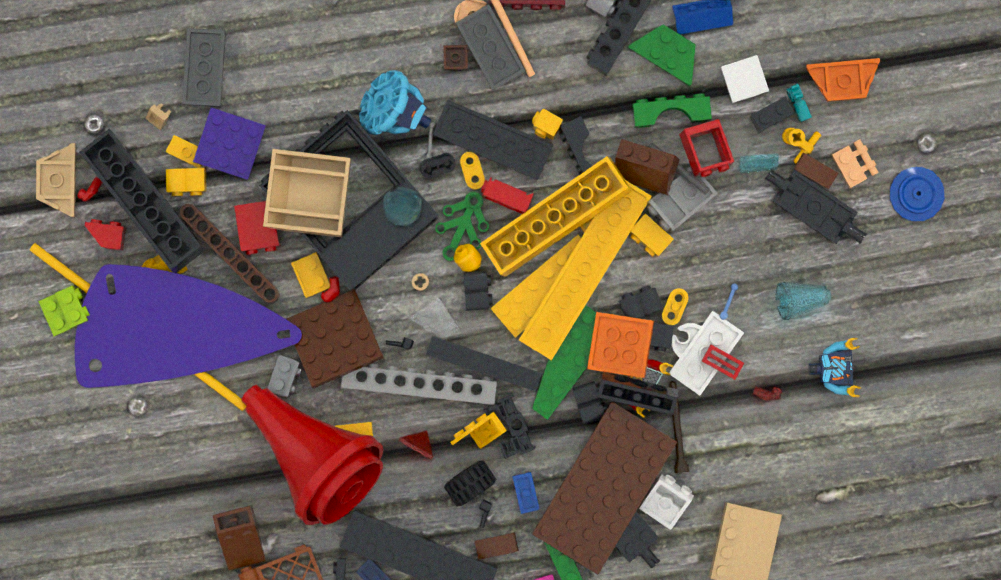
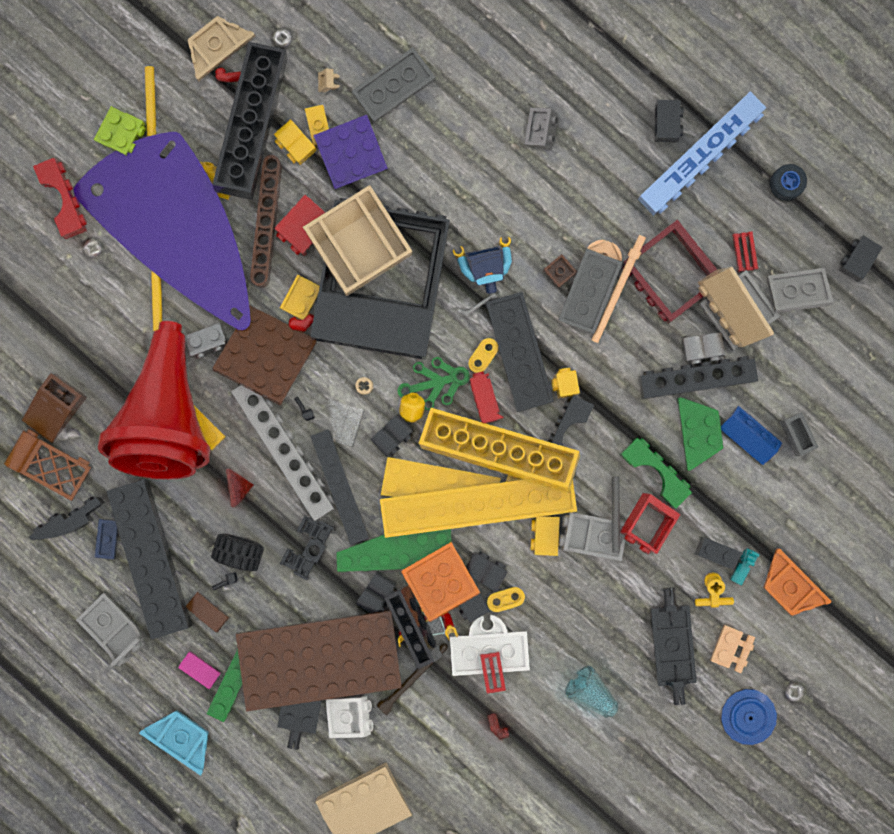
camera: 50 degrees right, 0 degrees up
(102, 406) = (68, 221): none -> red arch
(107, 236) = (203, 117): red slope -> none
(384, 102) = (479, 243): medium azure plate -> none
(402, 206) = (408, 323): clear light blue cylinder -> none
(437, 164) = (464, 325): black beam -> none
(483, 432) = (287, 529): yellow bracket -> none
(526, 492) = (266, 601): blue plate -> none
(646, 166) = (596, 488): reddish brown slope -> none
(723, 315) = (530, 643): medium blue hinge -> none
(744, 79) = (727, 508): white tile -> none
(758, 163) = (671, 573): clear light blue slope -> none
(815, 170) = (702, 623): reddish brown slope -> none
(836, 368) = (561, 765): torso -> none

